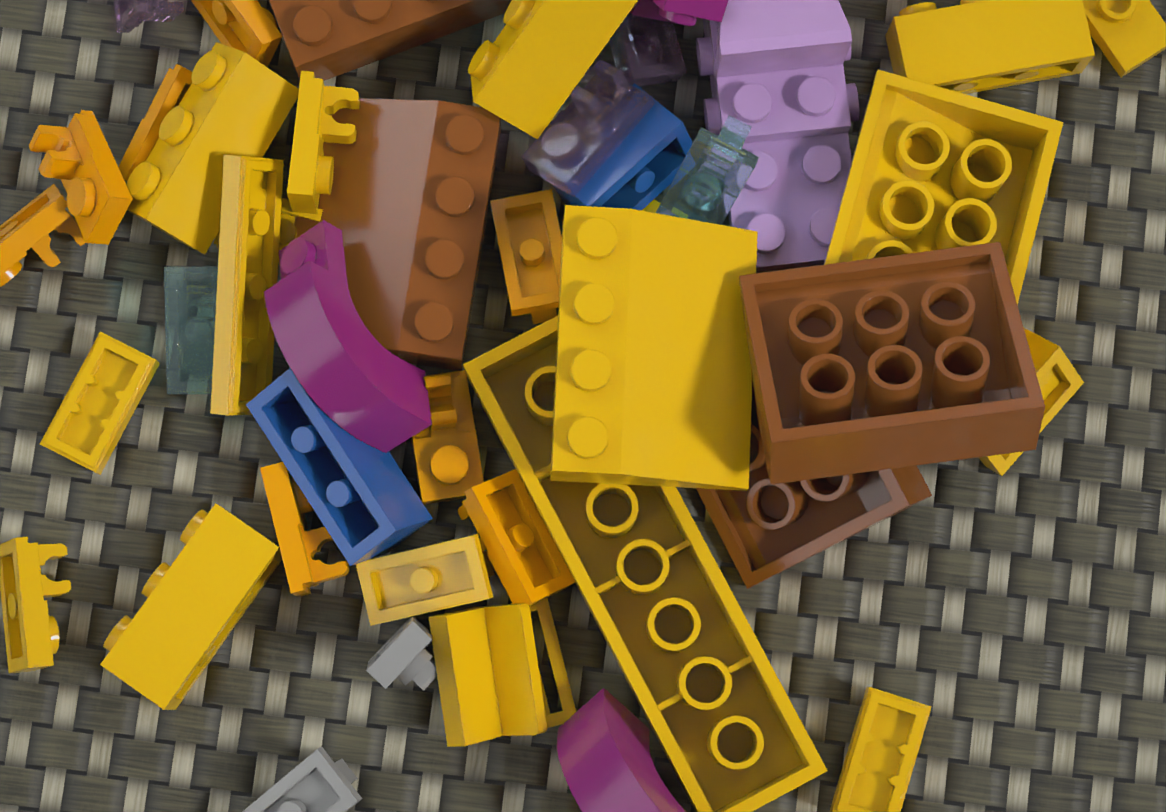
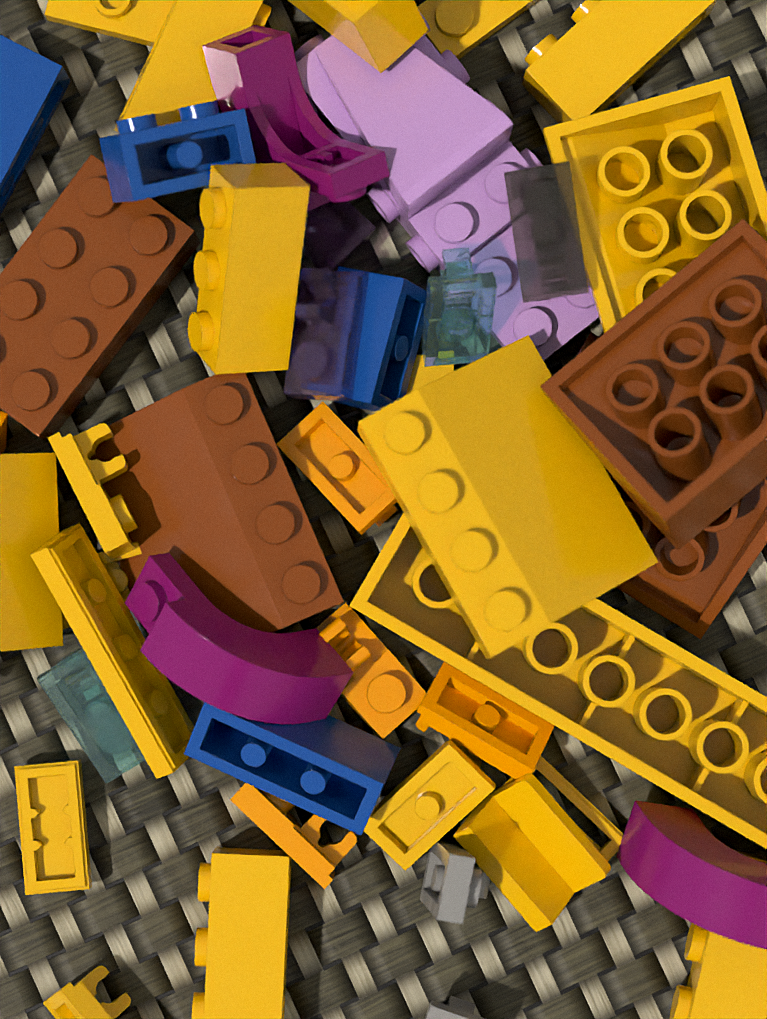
camera: 30 degrees left, 5 degrees up
(825, 153) = (546, 232): none -> clear smoke plate

